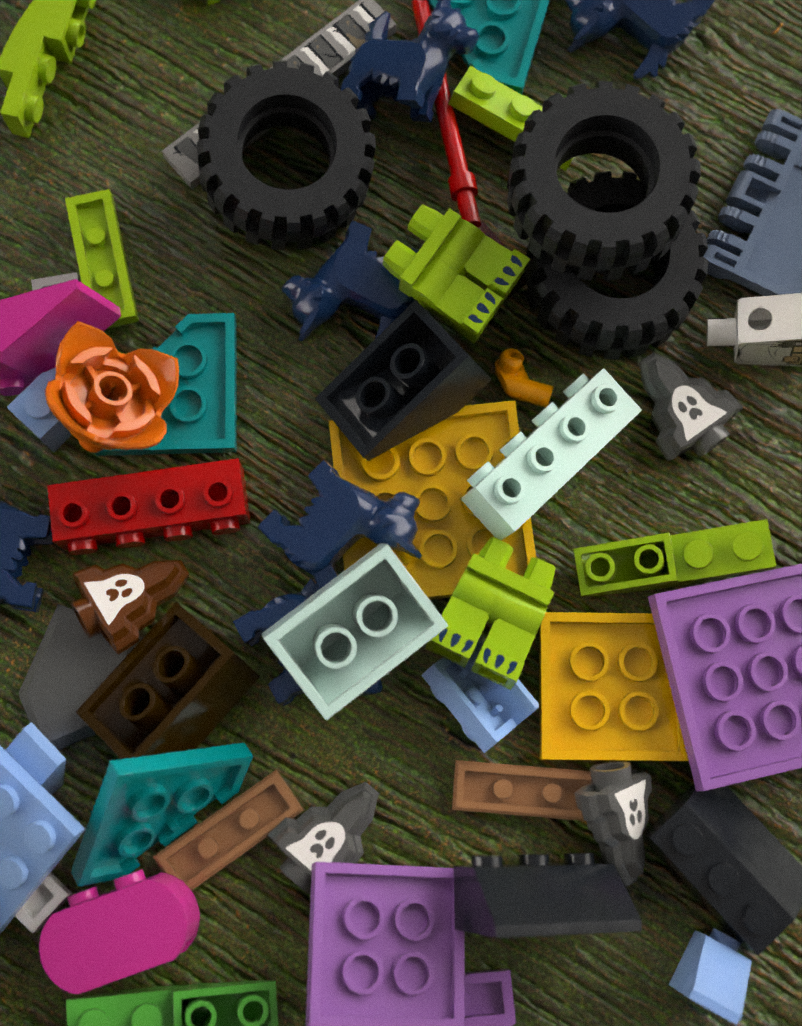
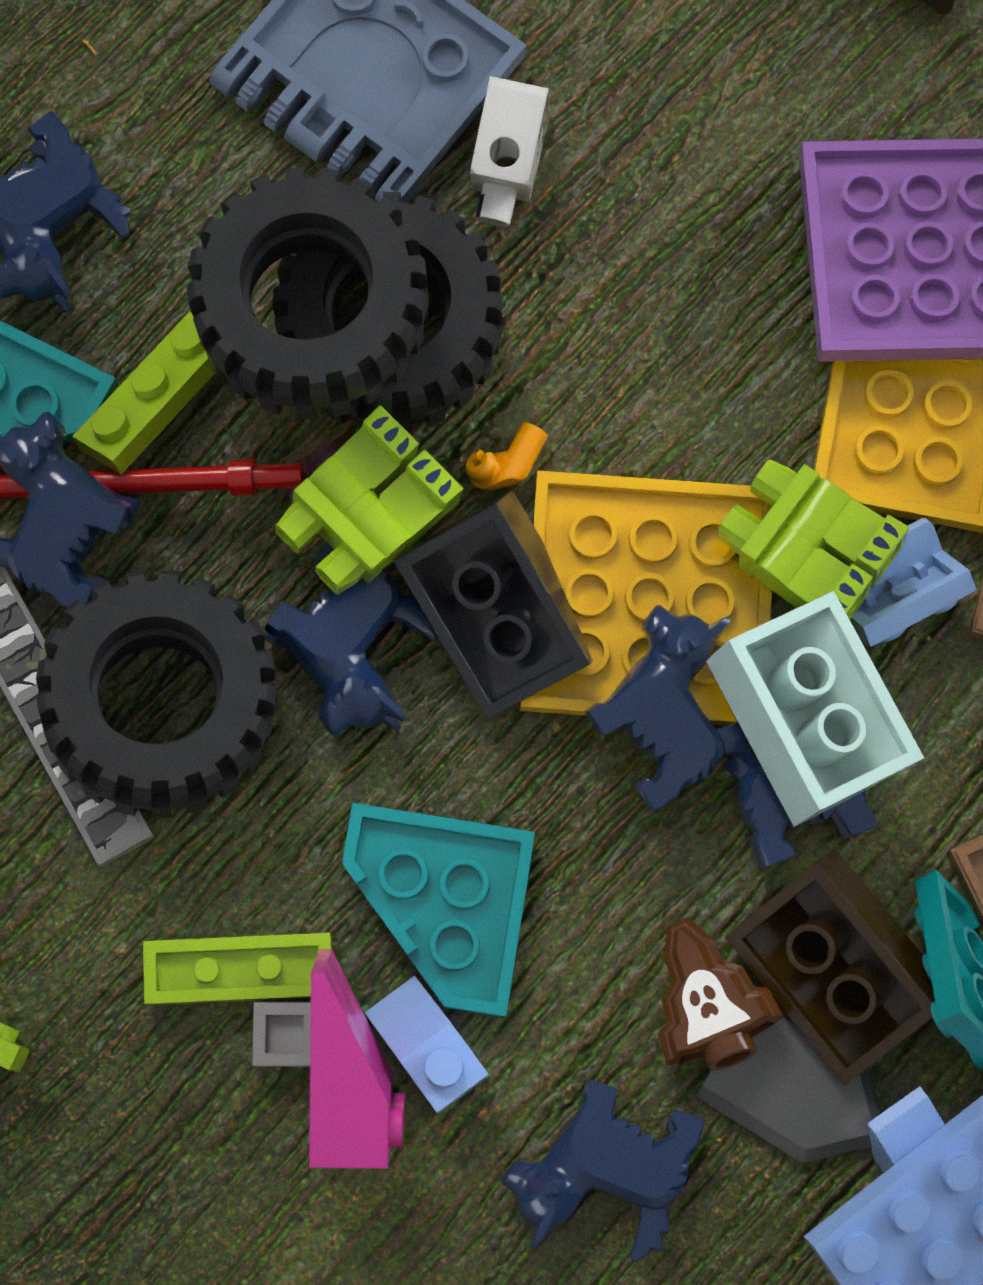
camera: 80 degrees left, 0 degrees up
(92, 372) = (443, 932): orange brick -> none
(148, 505) = (592, 951): red brick -> none
(551, 455) = (621, 439): light aqua brick -> none
(674, 559) = (772, 322): lime slope -> none
(685, 408) = (583, 269): dark grey rock -> none

